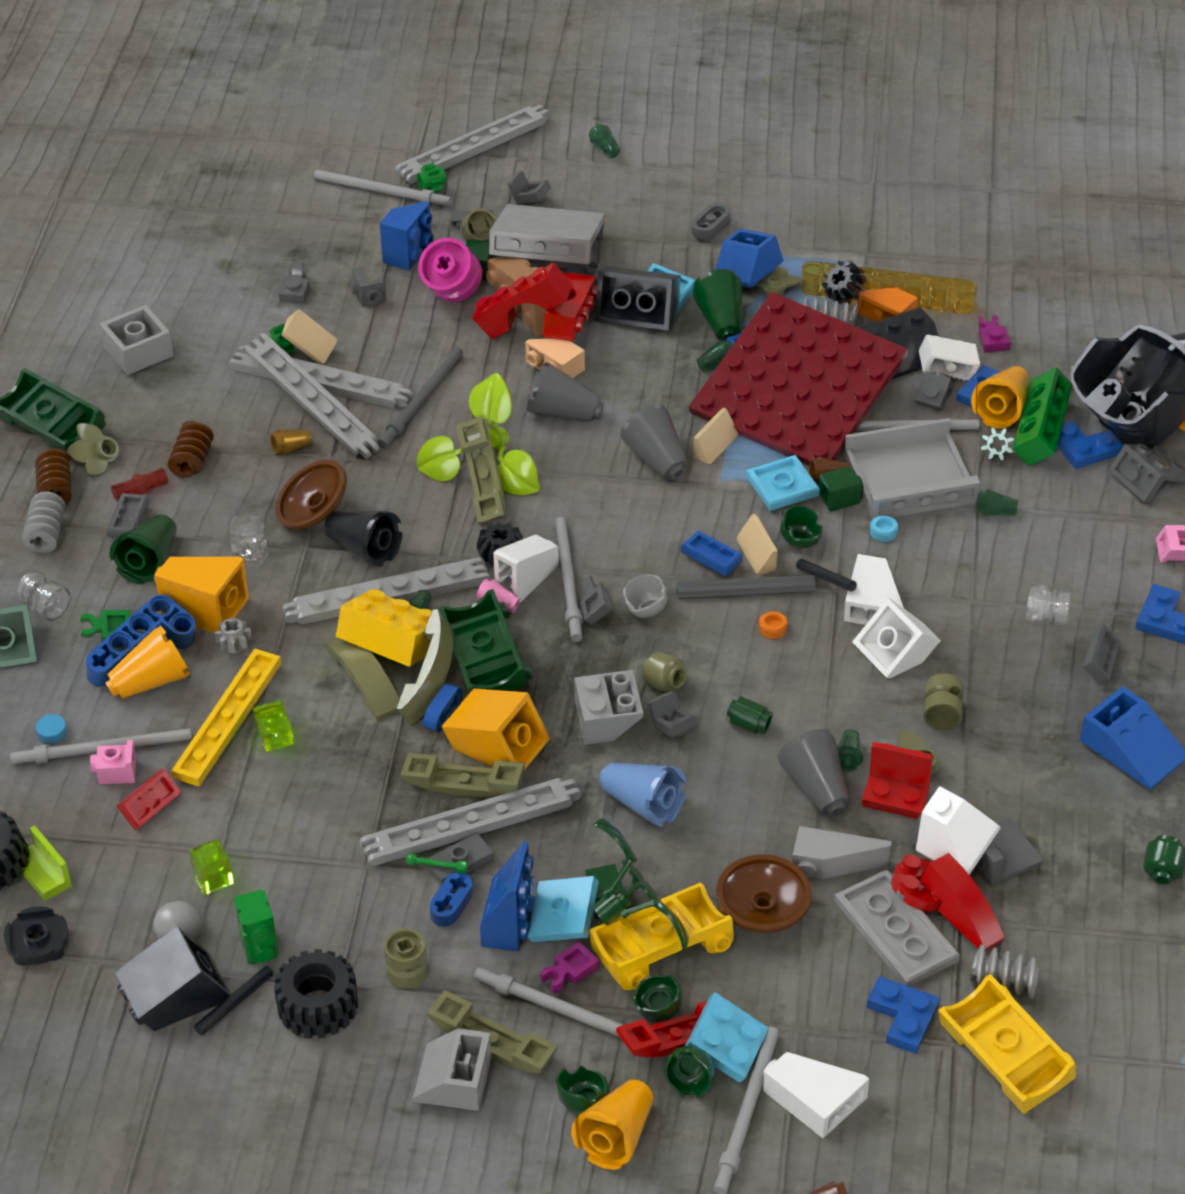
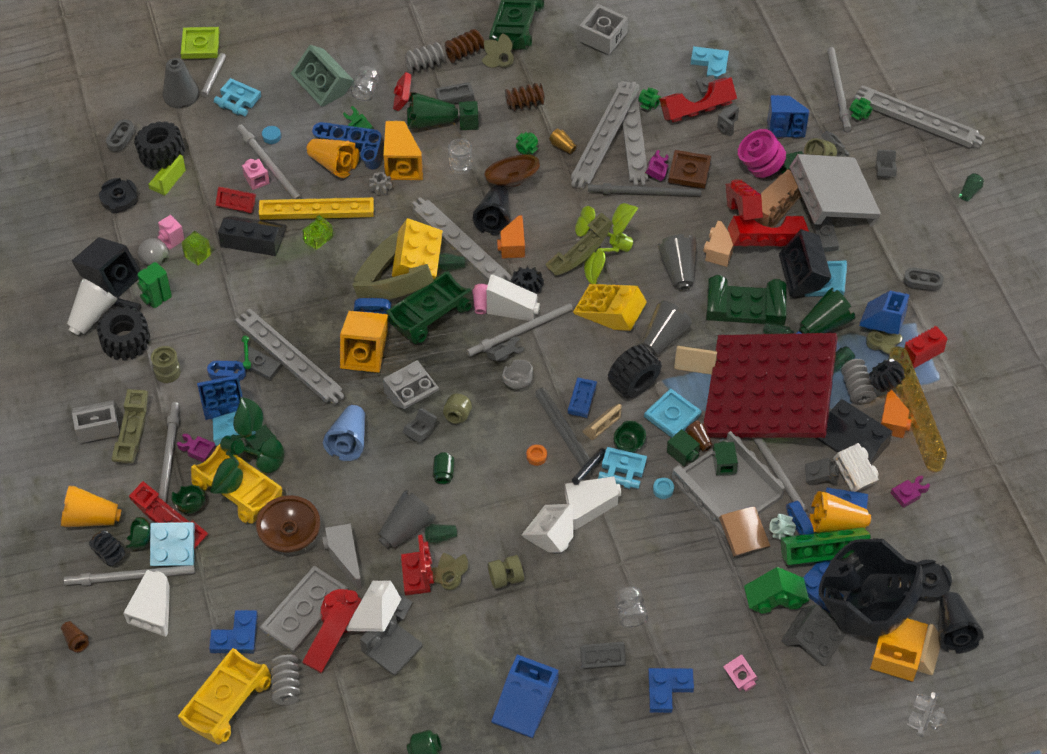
camera: 65 degrees right, 10 degrees up
(85, 564) = (402, 91): none -> red plate
(140, 483) = (485, 87): clear red pin -> none
(158, 886) = (170, 232): none -> bright pink brick
(183, 509) = (468, 115): none -> dark green brick
(226, 799) = (251, 235): none -> black slope
(243, 1018) = (88, 307): none -> white cone
(254, 270) = (713, 58): none -> medium azure plate
(271, 472) = (526, 143): none -> green gear
(309, 336) = (654, 109): tan slope -> none
(322, 281) = (718, 92): none -> red arch
(395, 372) = (657, 166): none -> magenta plate
(418, 346) = (689, 169): none -> reddish brown plate
(423, 535) = (512, 239): none -> orange slope
(461, 780) = (321, 336): olive slope -> none
(581, 1088) = (106, 484): dark green hair -> none
(586, 481) = (611, 305): none -> yellow slope
(657, 366) = (746, 303): none -> dark green piece
(698, 1113) = (106, 548): none -> black gear
(715, 482) = (634, 371): none -> black tyre
(808, 244) = (926, 346): none -> red brick
(833, 545) = (624, 462): none -> medium azure plate
(880, 453) = (725, 458): none -> dark green brick
(985, 423) = (800, 518): none -> blue beam
(990, 475) = (744, 531): none -> medium nougat slope
(995, 504) = (721, 546): clear green cone -> none
(1087, 476) = (776, 589): none -> green brick

